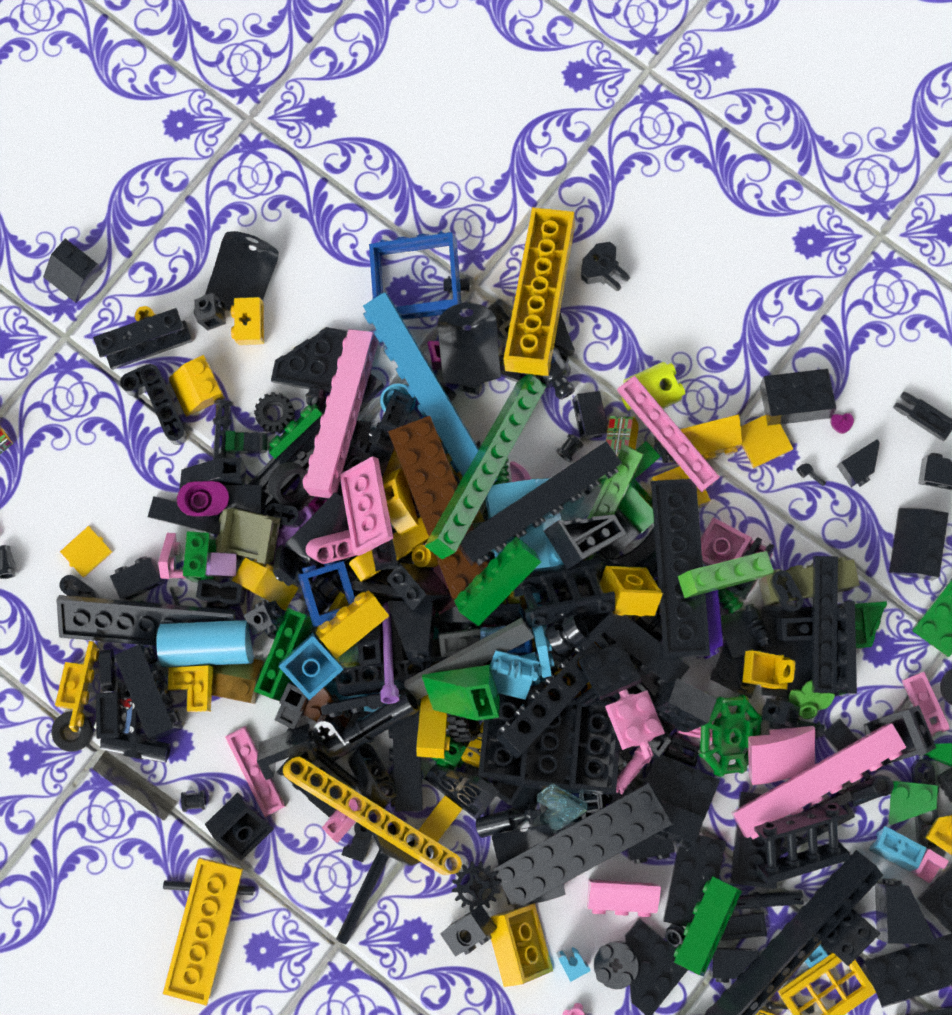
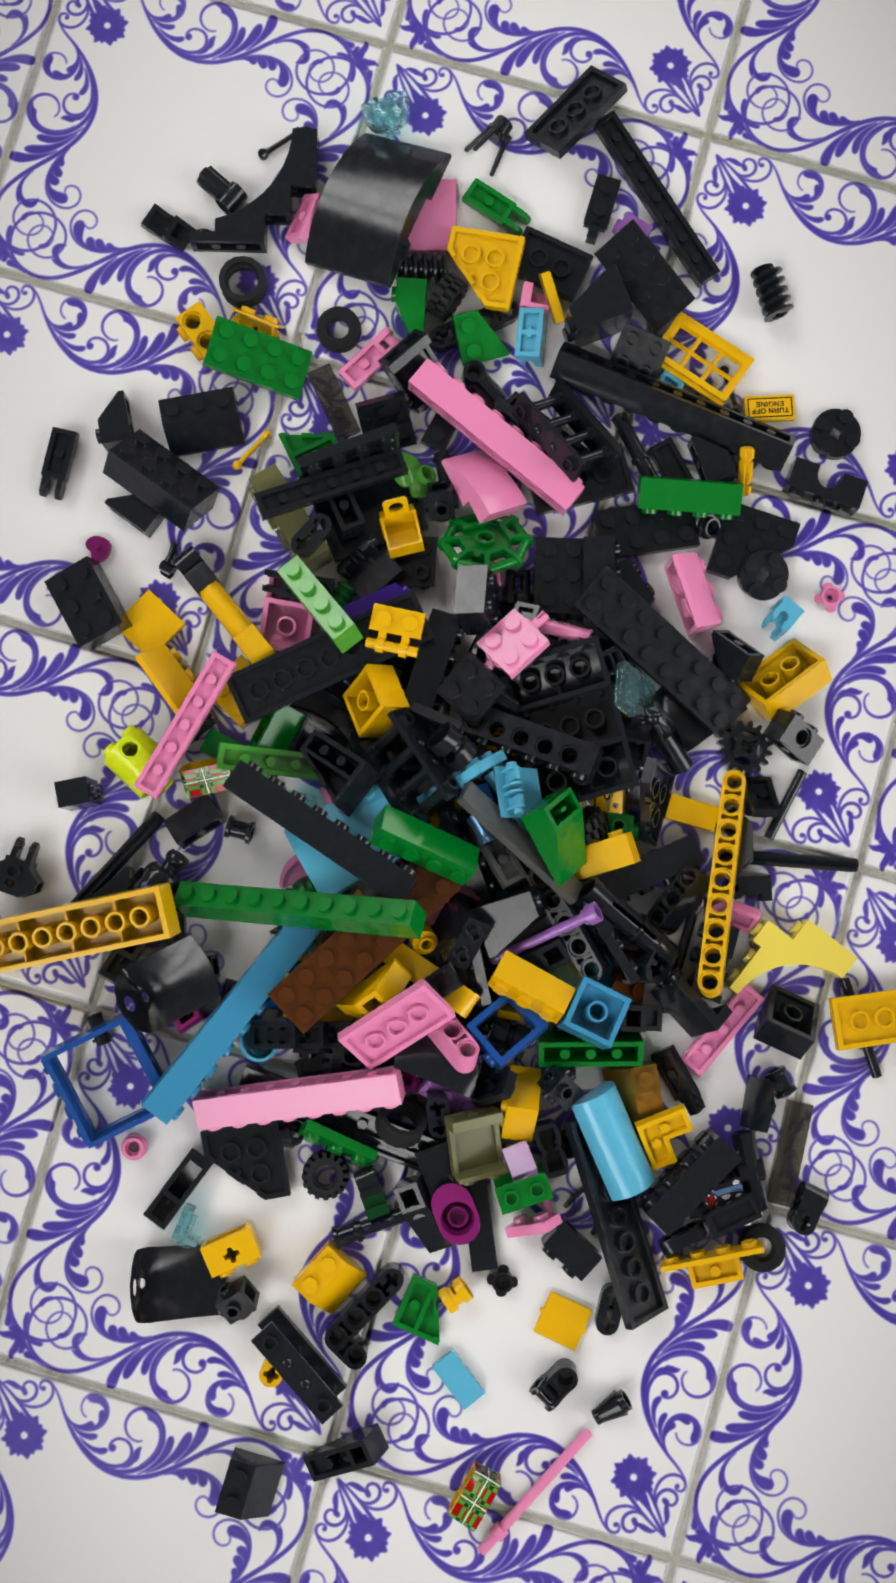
camera: 120 degrees left, 5 degrees up
(40, 522) = (551, 1387): none -> black piece
(62, 350) = (348, 1453): none -> black slope
(78, 454) = (458, 1379): none -> medium azure tile
(89, 783) = (807, 1205): none -> black piece
(130, 515) = (509, 1283): none -> black plate
(141, 476) = (455, 1294): none -> yellow wheel
(142, 445) = (419, 1309): none -> green wing
(184, 775) = (759, 1103): none -> black slope
(230, 718) = (678, 1079): none -> black hinge
(282, 293) = (186, 1221): none -> clear light blue bracket
(301, 840) = (775, 949): none -> light yellow arch
(310, 298) = (177, 1189): none -> black slope
(353, 273) = (127, 1150): none -> bright pink plate
(415, 902) = (785, 804): none -> black bar
(429, 882) = (761, 798): none -> black slope
(556, 910) = (735, 656): none -> black slope
(584, 349) = (121, 857): none -> black axle
(646, 334) = (78, 793): none -> black brick
(687, 630) = (396, 622): none -> yellow plate
(712, 987) = (745, 468): none -> yellow axle
(774, 497) = (222, 605): none -> yellow piece
(871, 696) = (384, 411): none -> black slope
(873, 559) = (237, 465): none -> yellow hinge
(880, 490) = (161, 479): none -> black brick
(899, 658) = (333, 402): none -> clear smoke tile
(926, 879) = (551, 297): none -> yellow tile

